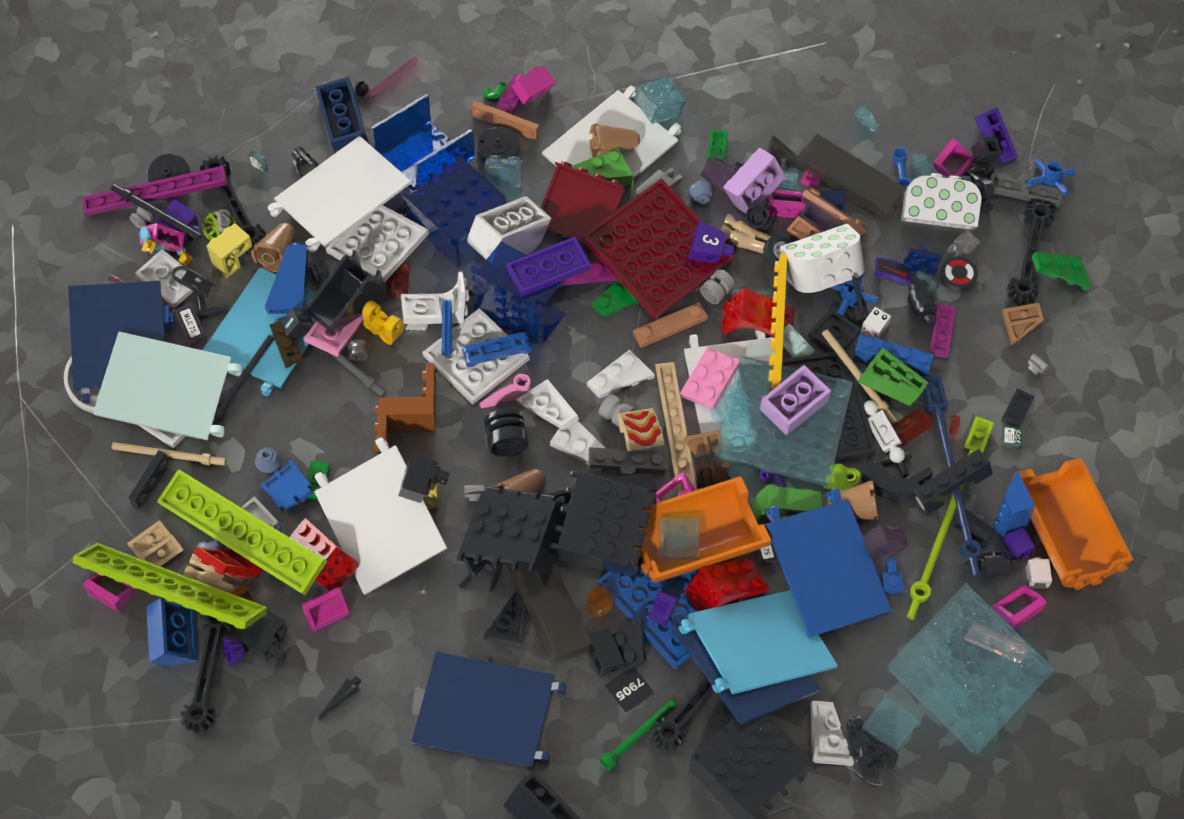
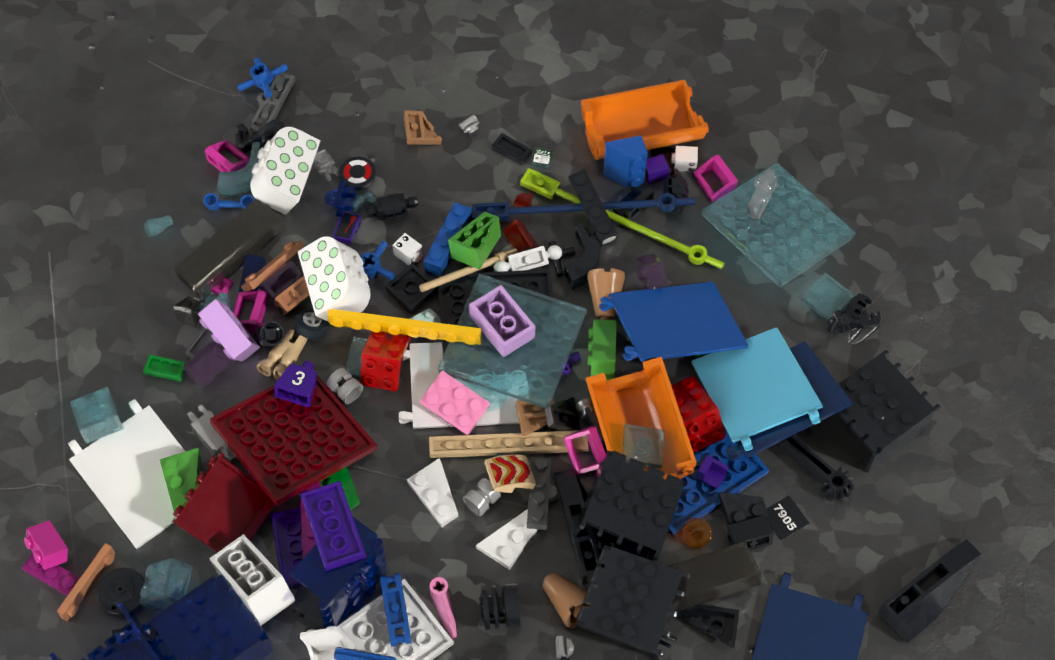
camera: 85 degrees left, 0 degrees up
(494, 94) = (44, 589): green arm -> none
(549, 405) = (466, 563): white wing -> none
(609, 138) = (144, 470): medium nougat cone -> none
(609, 760) = (861, 540): green piece -> none
(670, 325) = (378, 431): nougat plate -> none
(701, 191) = (223, 388): sand blue cone -> none
(826, 736) = (840, 350): white wing -> none
(840, 480) = (583, 300): lime plate -> none
(859, 311) = (392, 262): black plant -> none
(891, 580) = (682, 275): blue plate -> none
(942, 331) = (426, 196): magenta plate -> none
(986, 150) = (223, 125): black brick -> none
(992, 126) = (202, 115): dark purple slope -> none
(1038, 216) = (308, 95): black arm -> none
(1062, 266) = (369, 84): green wing -> none

